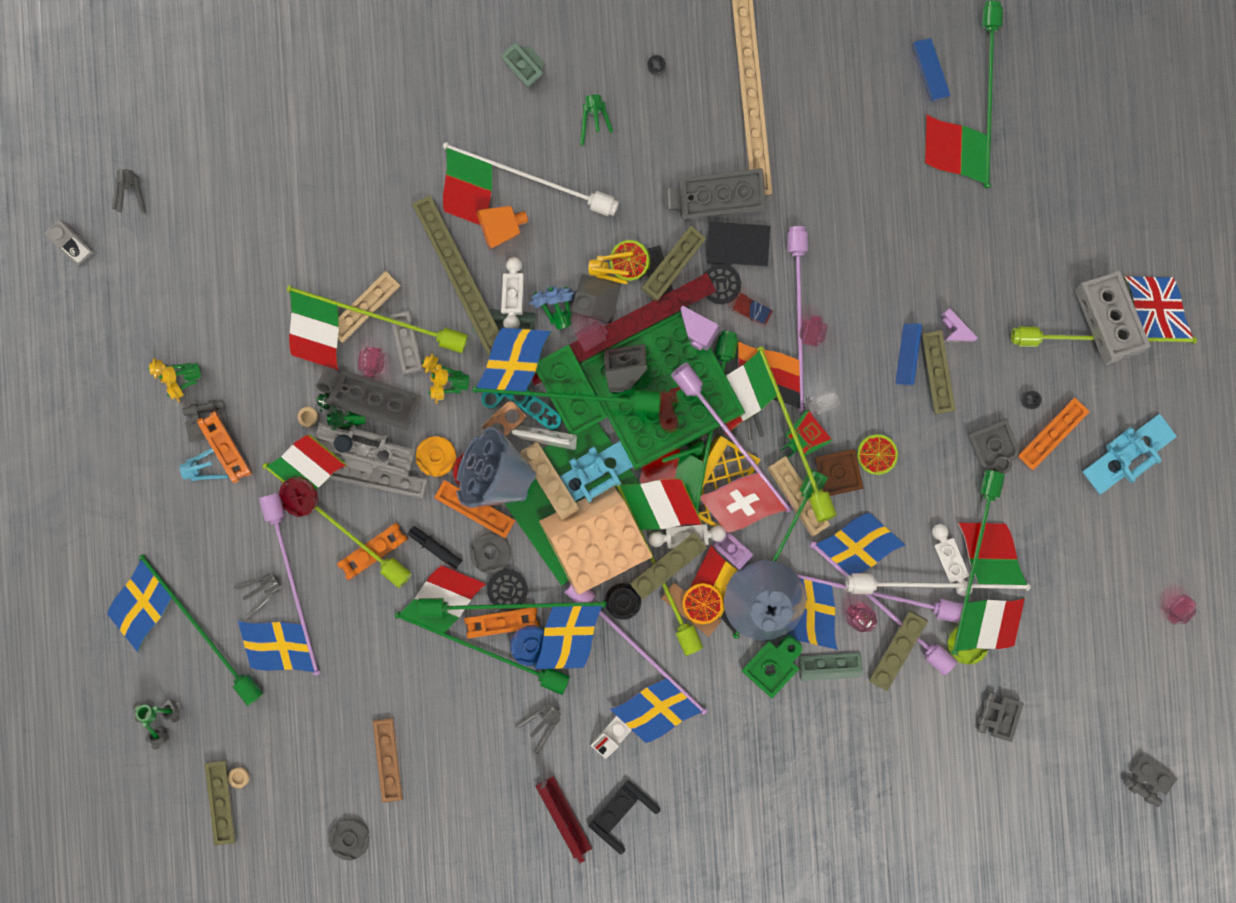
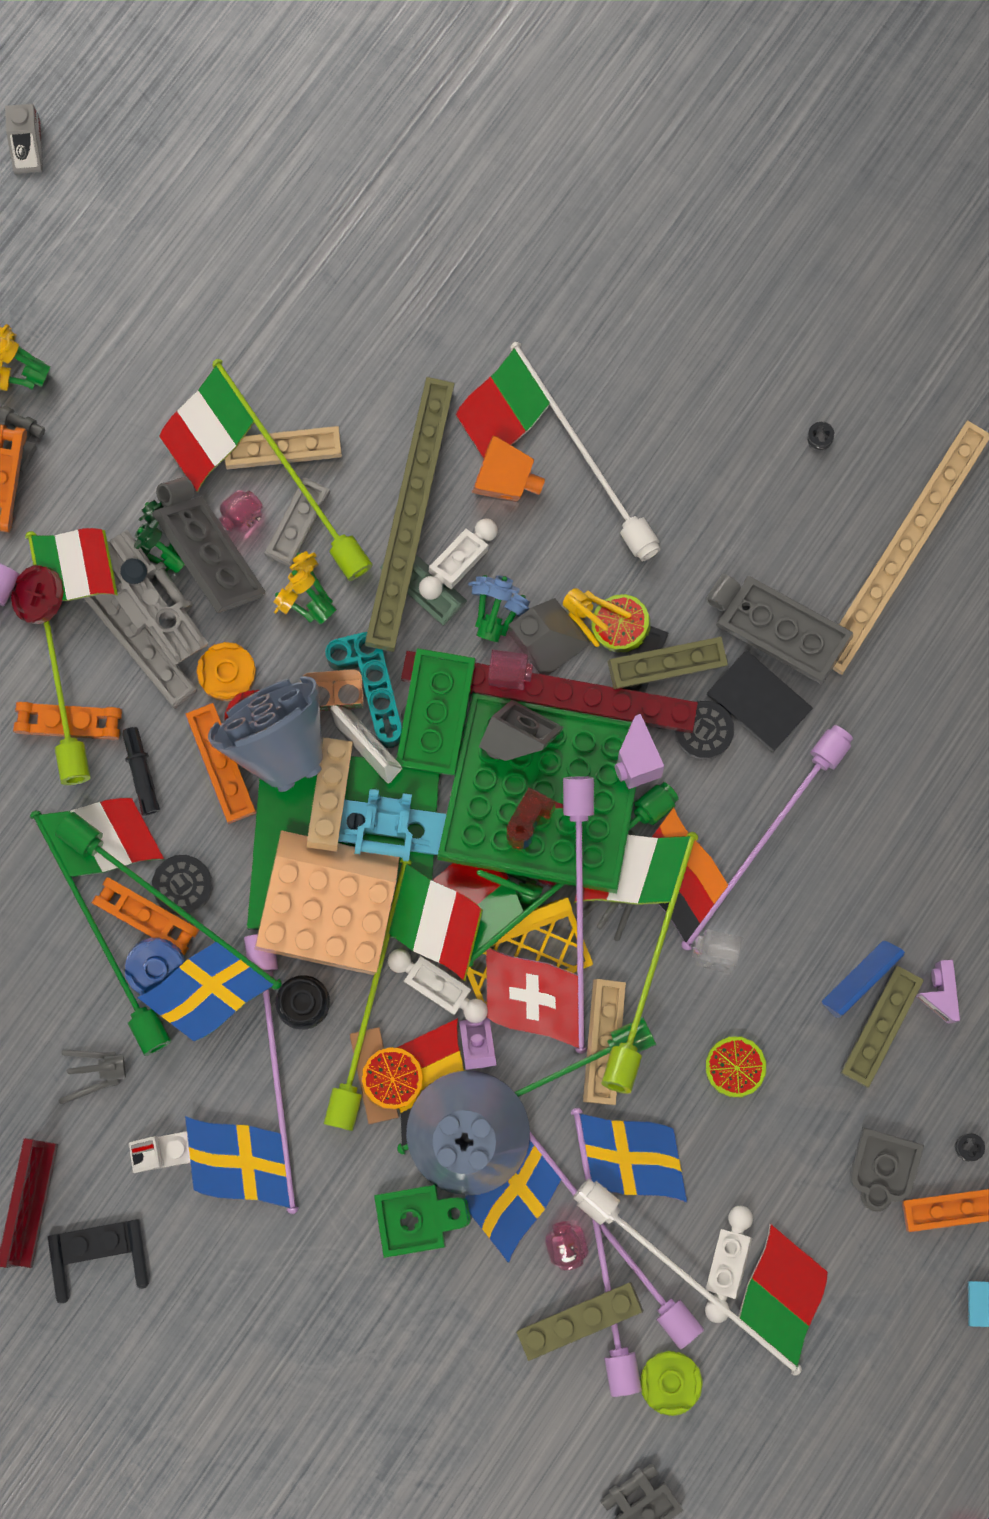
camera: 35 degrees right, 10 degrees down
(125, 180) = (138, 122): dark grey plant -> none
(308, 417) = (122, 518): tan tile -> none
(478, 549) = (185, 815): dark grey tile -> none
(516, 359) = (398, 630): flag -> none
(523, 63) = (672, 323): sand green slope -> none
(594, 106) = (713, 427): green plant -> none
(668, 565) = (387, 1000): olive plate -> none
(752, 310) = (717, 785): leg -> none
(809, 433) = (671, 981): torso -> none
(813, 331) = (770, 864): clear pink head -> none
(830, 666) = (484, 1277): sand green slope -> none
(842, 472) = (677, 1053): reddish brown plate -> none
(987, 622) = (714, 1372): flag -> none

